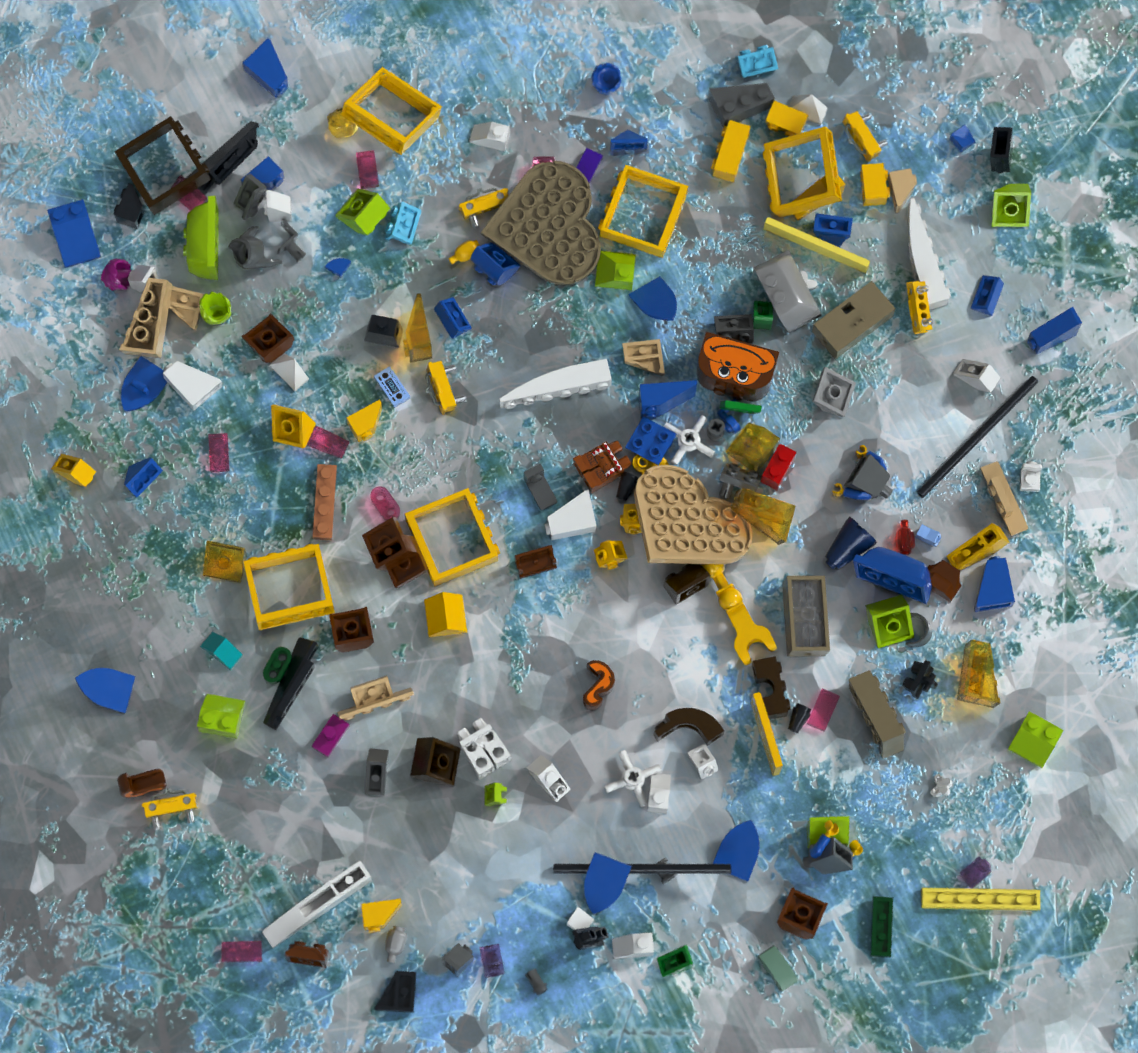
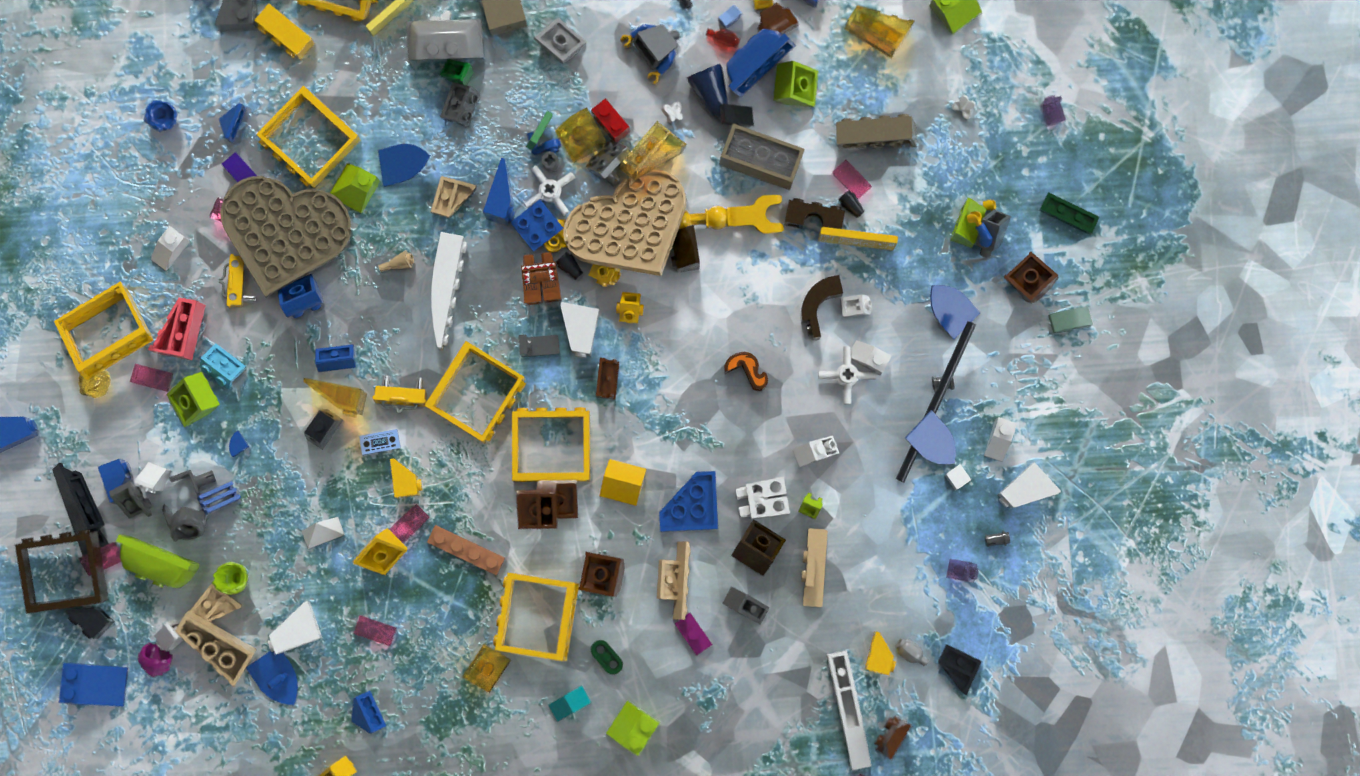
camera: 65 degrees left, 10 degrees up
(269, 339) = (283, 539): reddish brown slope -> none
(292, 682) = (627, 650): black wedge -> none
(294, 279) = (232, 490): none -> tile
(386, 504) = (492, 494): clear pink plate -> none
(420, 175) = (181, 330): none -> coral wedge
(437, 820) = (814, 572): none -> tan bracket
(449, 686) = (692, 506): none -> blue plate
(458, 959) = (951, 601): dark grey slope -> none
(464, 251) = (276, 319): yellow plant -> none
(474, 421) = (451, 373): none -> yellow window
(567, 339) = (401, 261): none -> tan cone
(590, 937) = (978, 474): black hips -> none
(597, 990) = (1028, 487): none -> white slope
(675, 961) = (1029, 407): green slope -> none
(735, 368) = (500, 118): brick -> none
(812, 520) = (672, 112): none -> white piece
(835, 577) = (736, 114): none -> black tile
(923, 680) = (854, 75): black hips -> none
(927, 636) = (822, 57): dark grey helmet -> none
(980, 899) = (1077, 117): light yellow tile -> none

